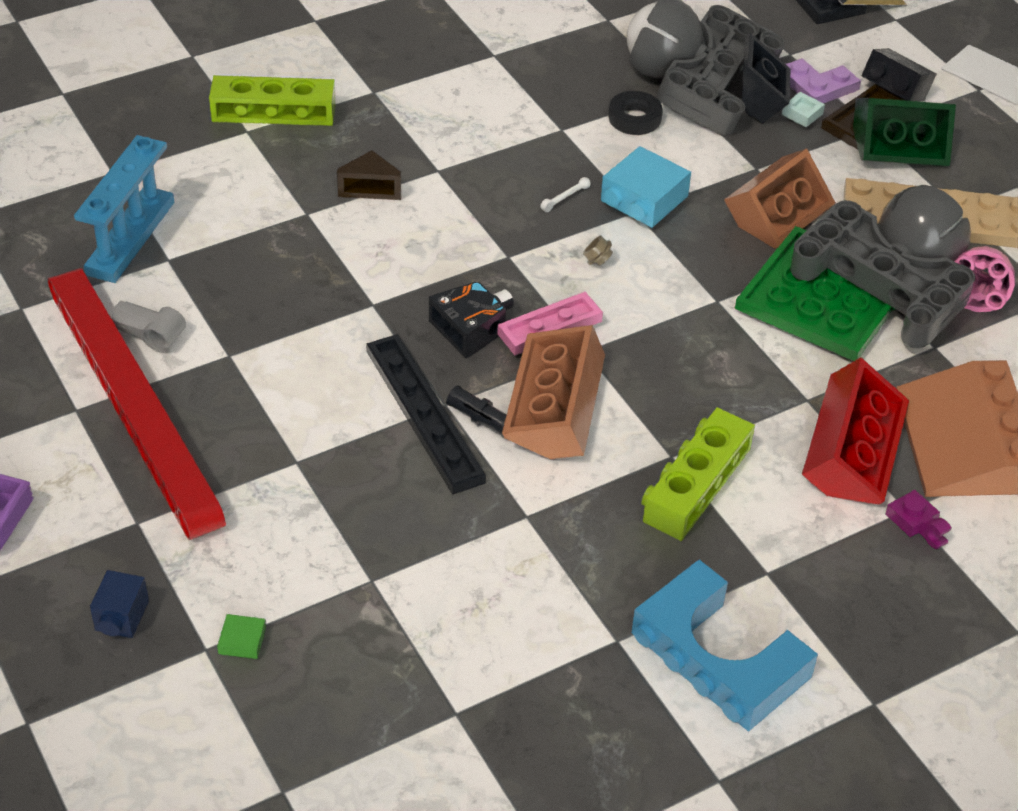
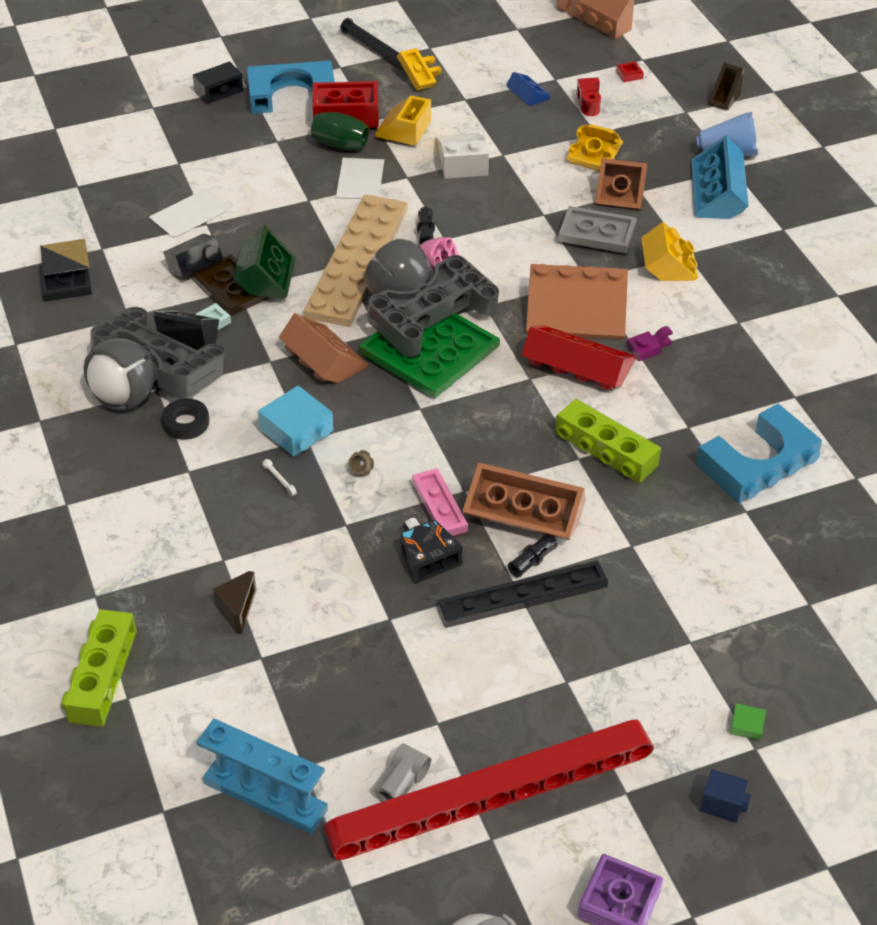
camera: 80 degrees left, 0 degrees up
(824, 85) = (178, 298): lavender plate -> none

